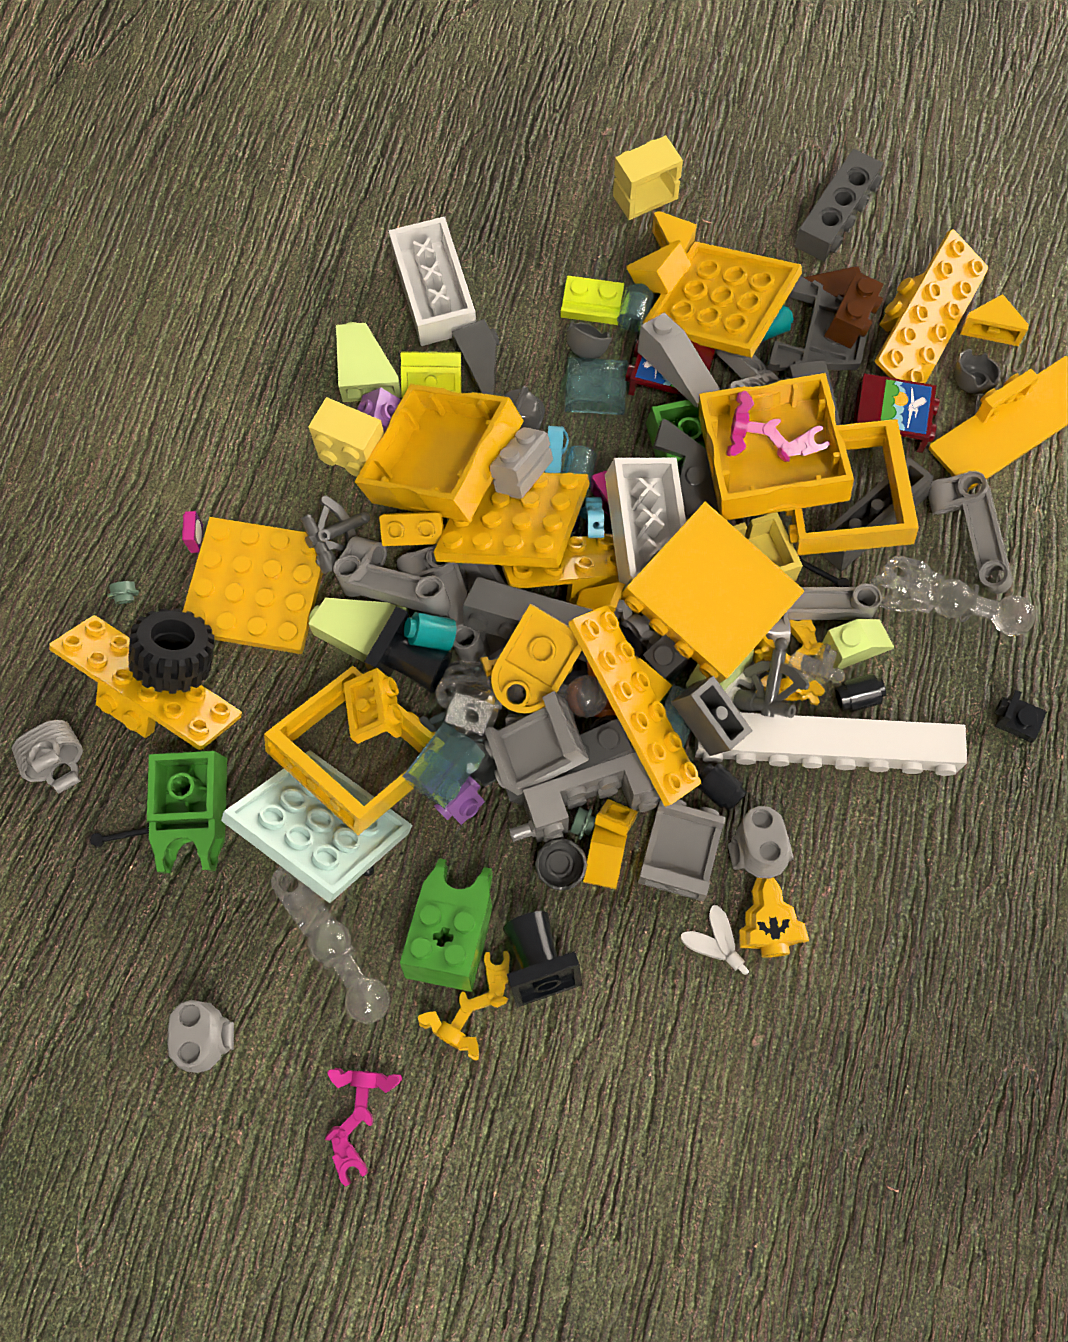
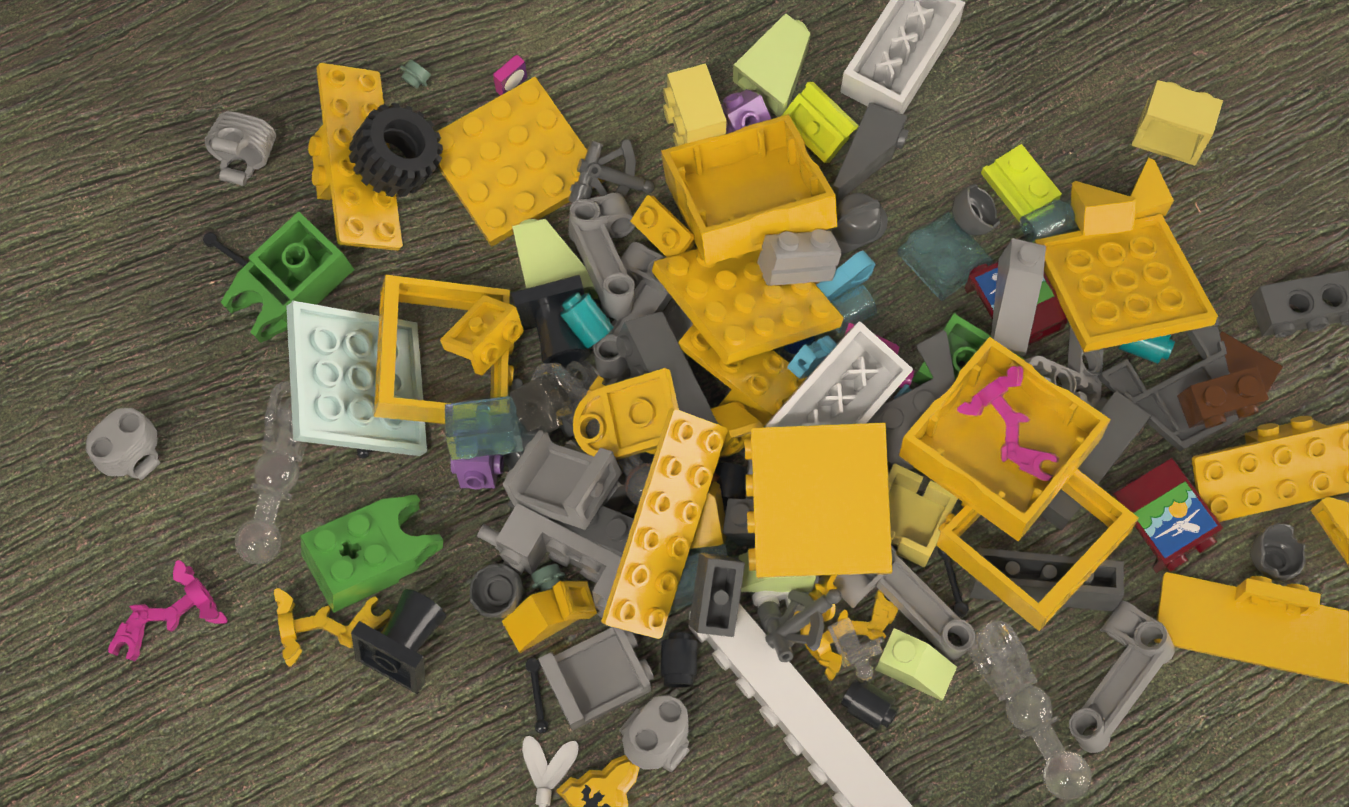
camera: 45 degrees right, 0 degrees up
(635, 888) = (533, 667): none -> black hinge

